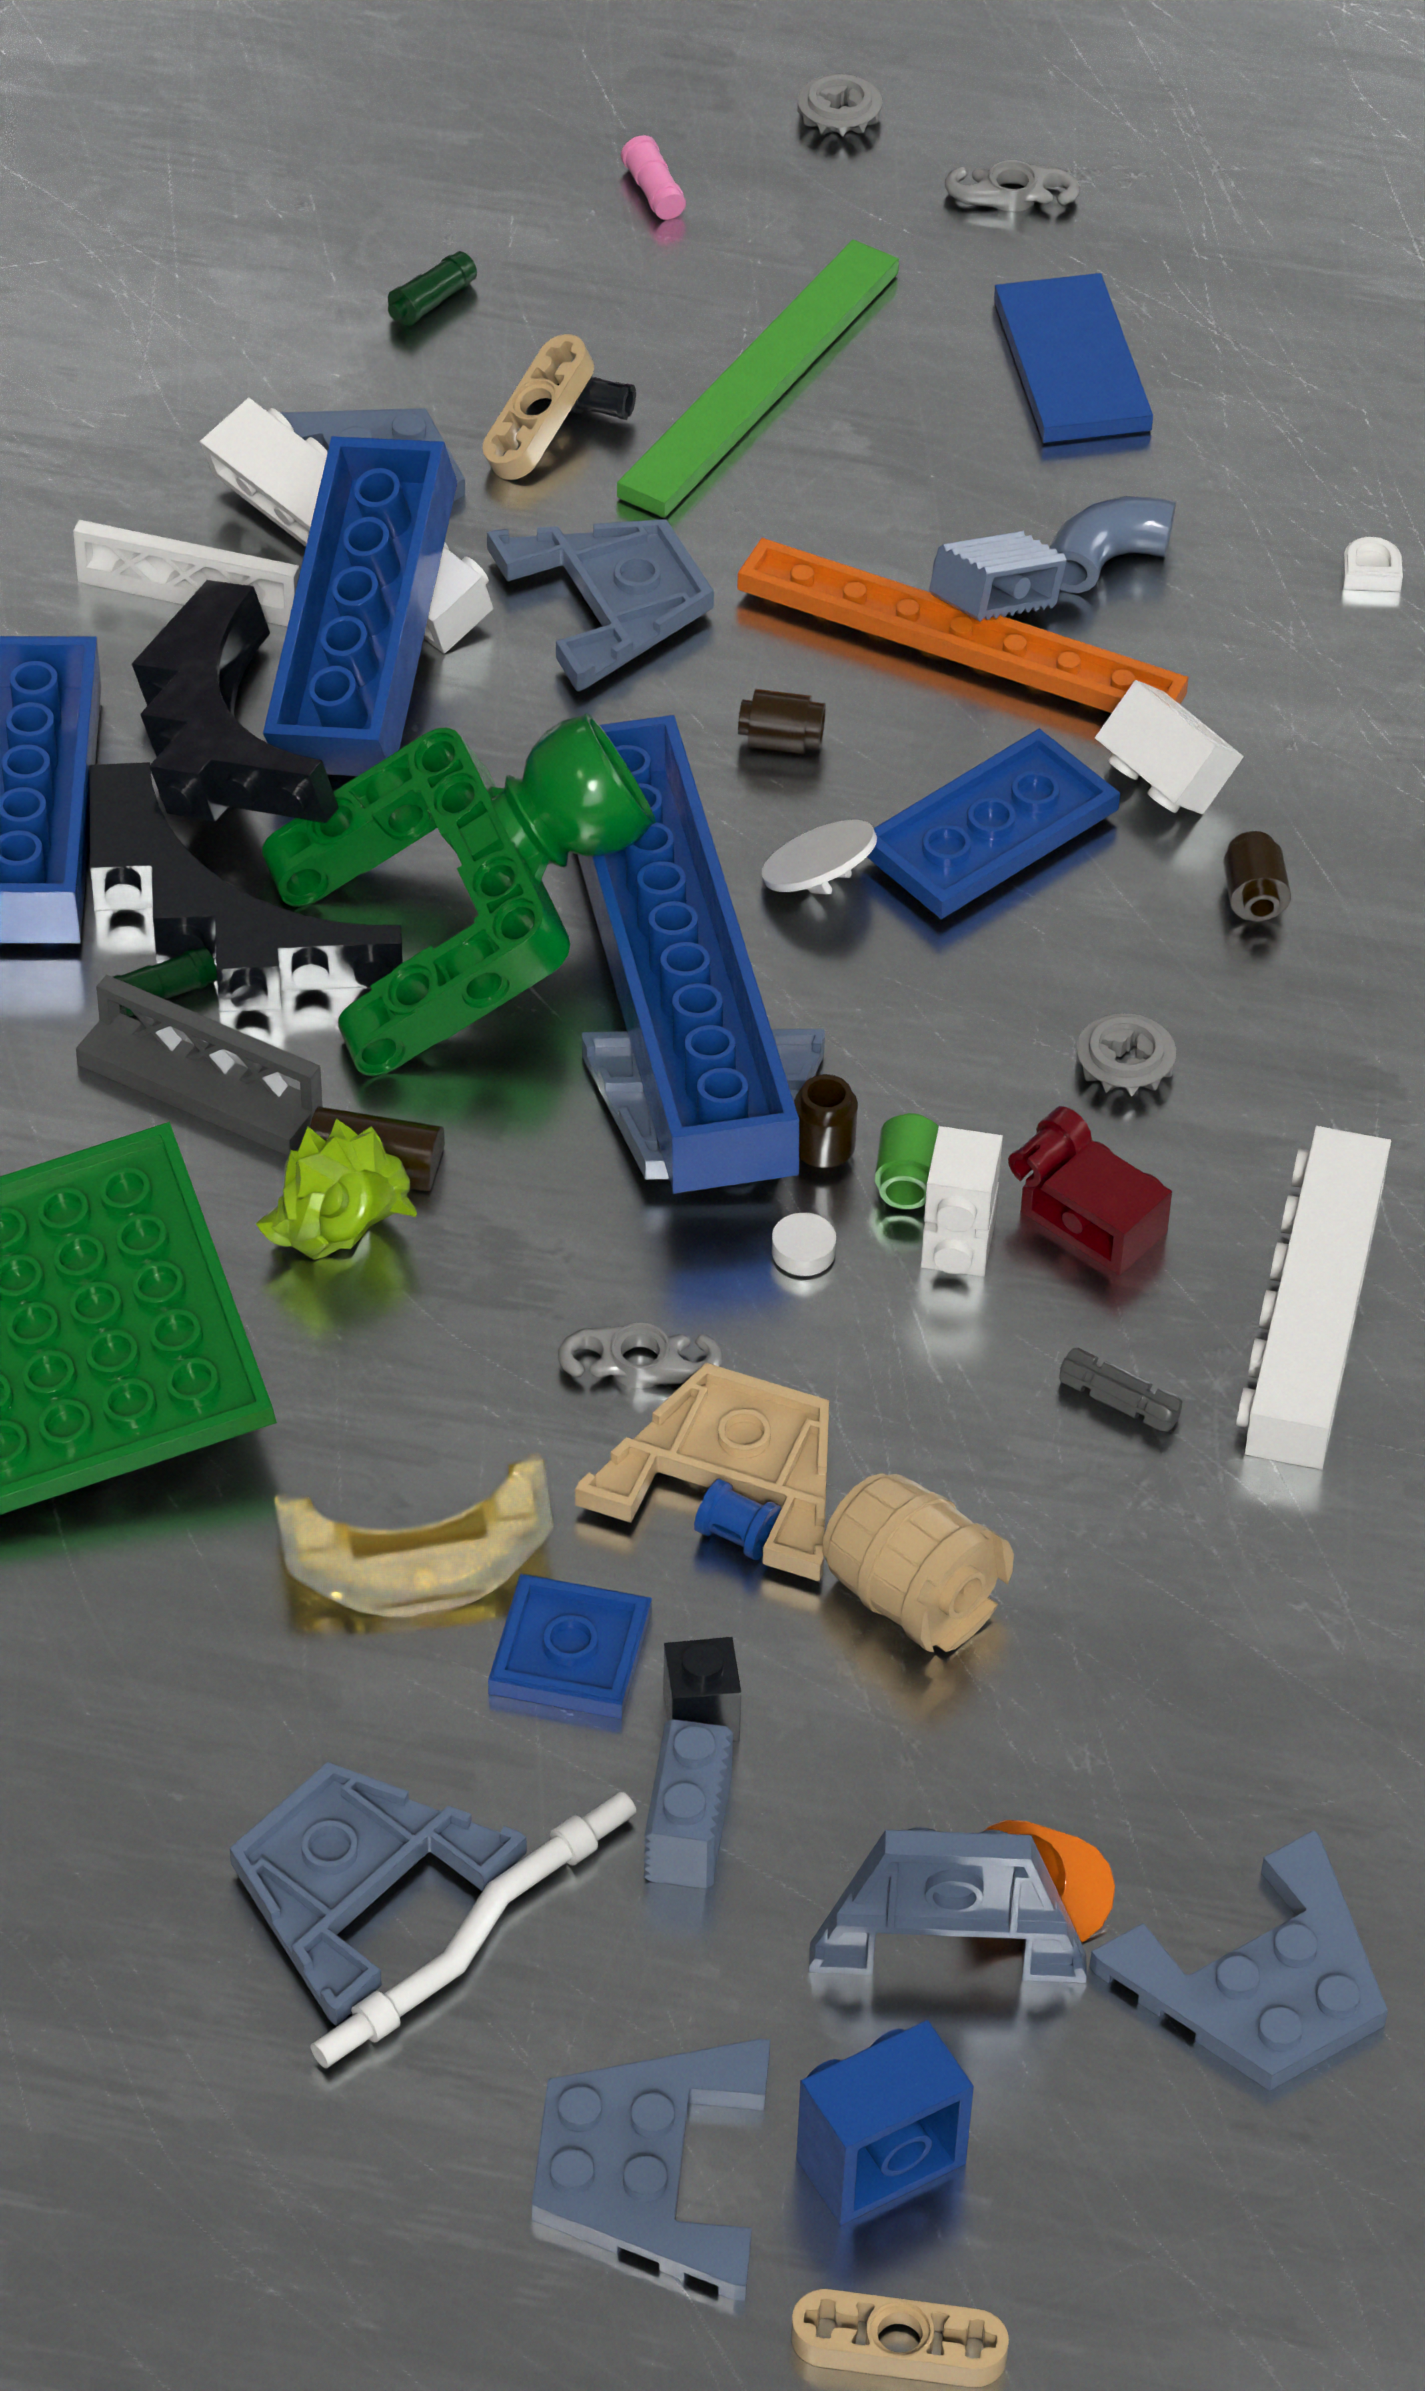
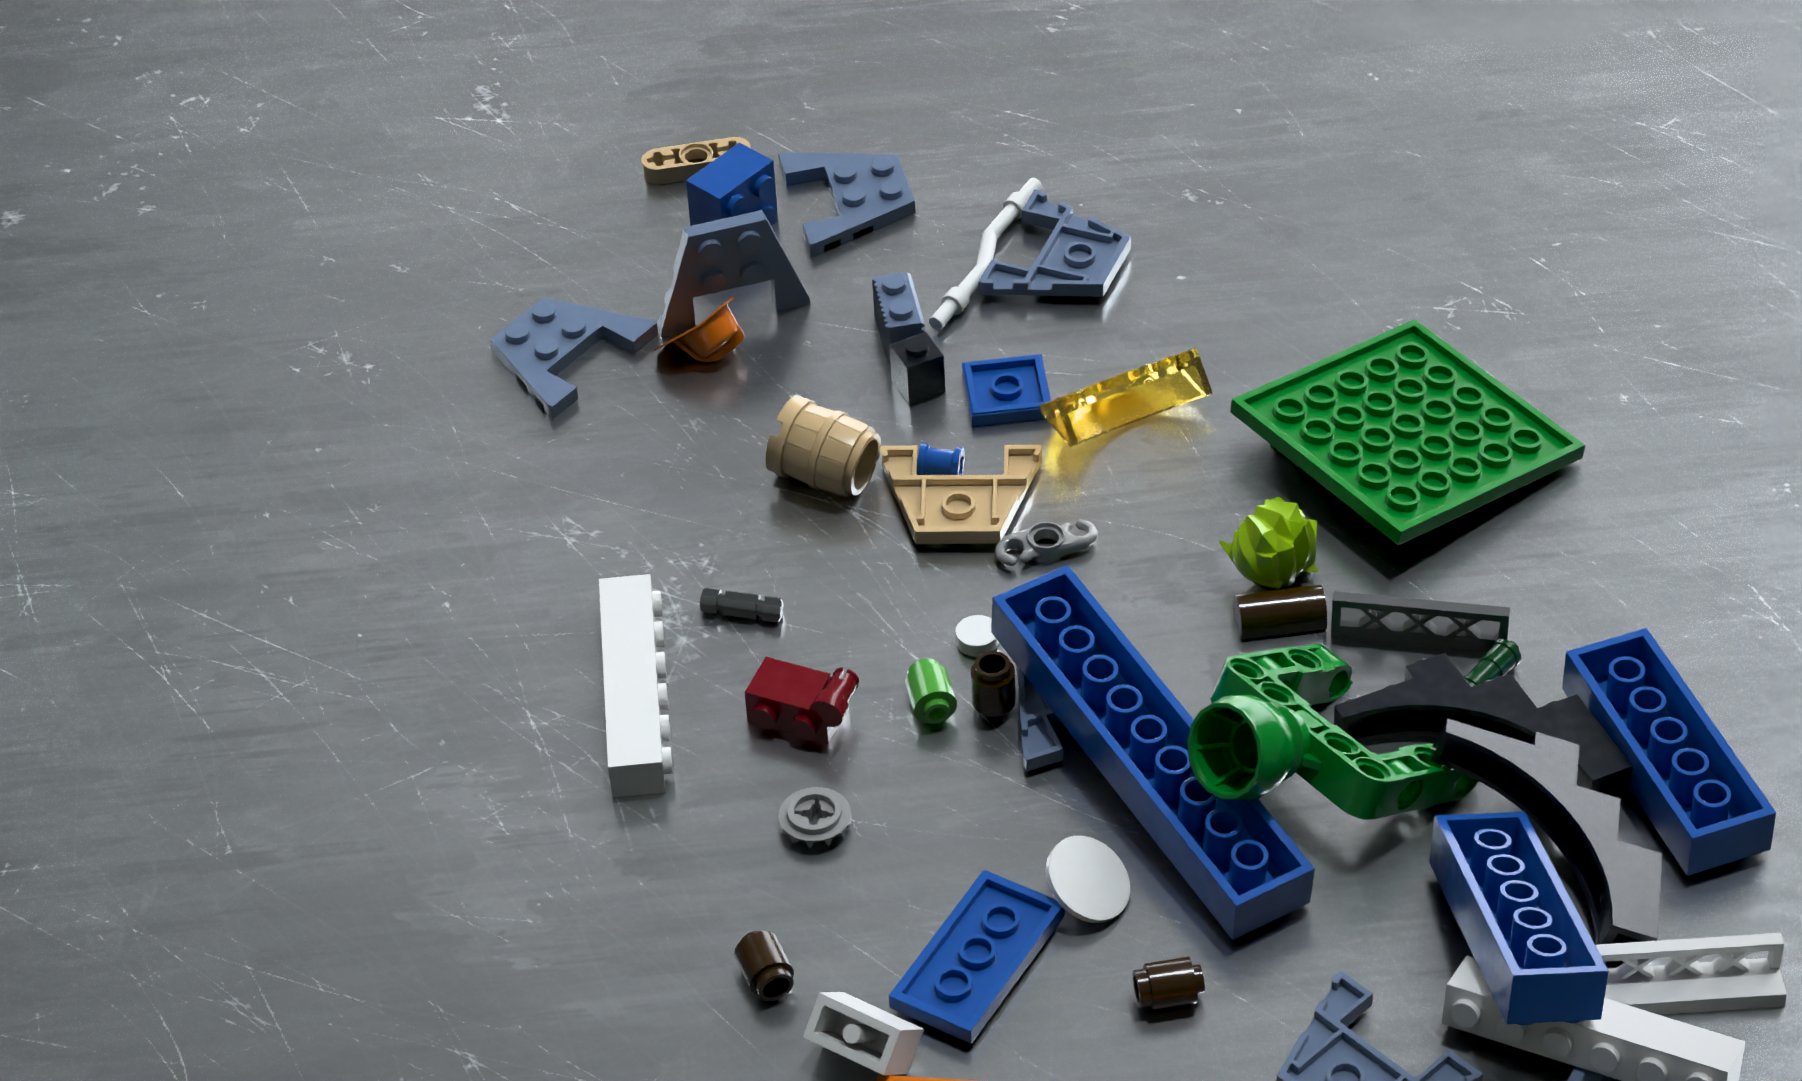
camera: 165 degrees right, 5 degrees down
(961, 1201) = (879, 646): white piece -> none

